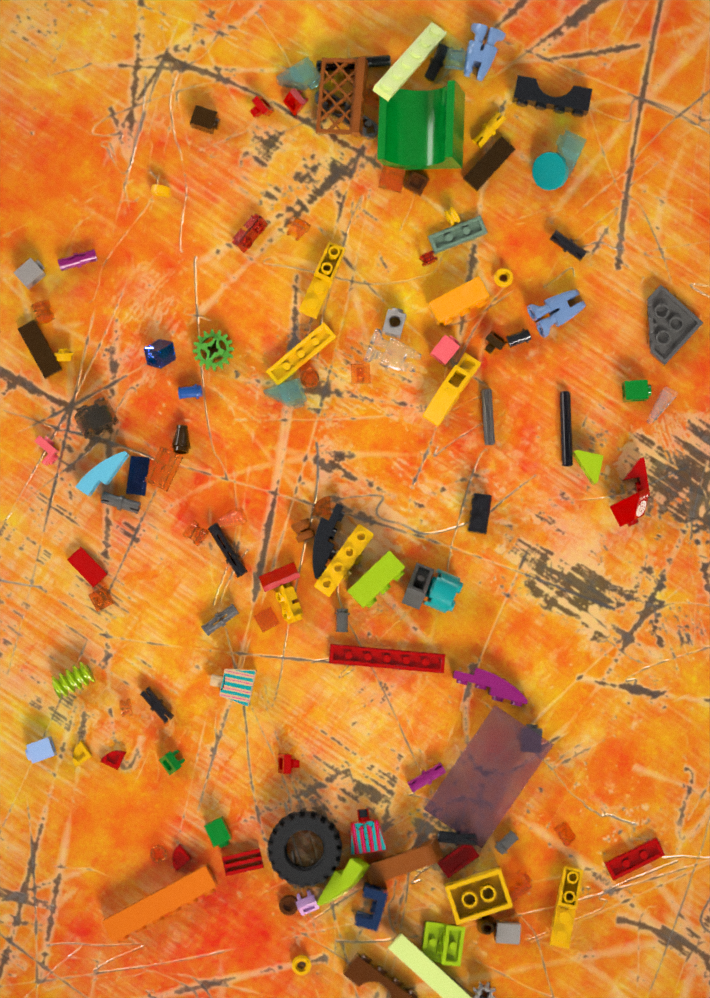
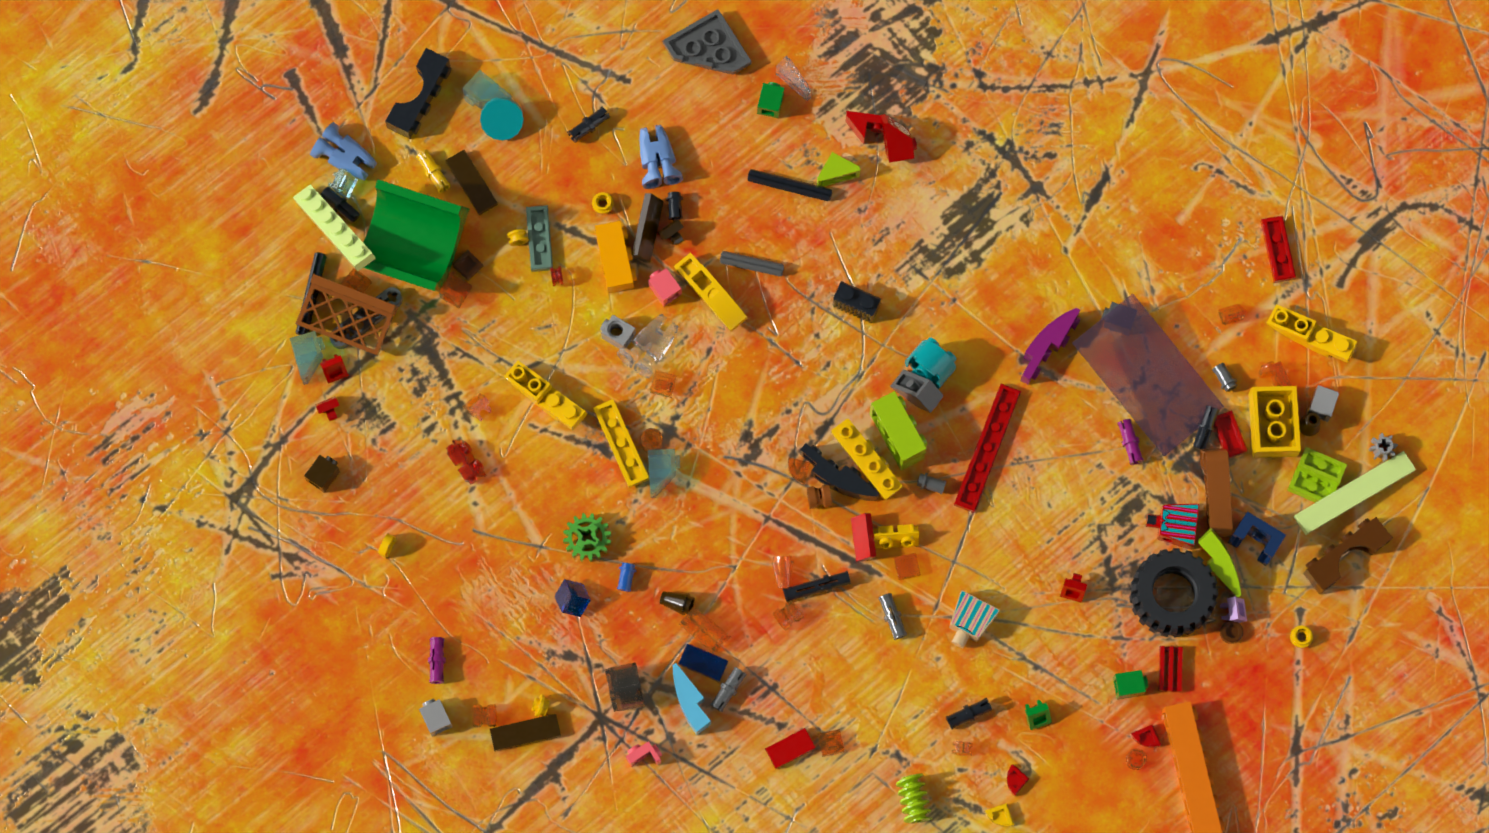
camera: 75 degrees left, 10 degrees down
(492, 321) = (647, 227): none -> dark brown tile

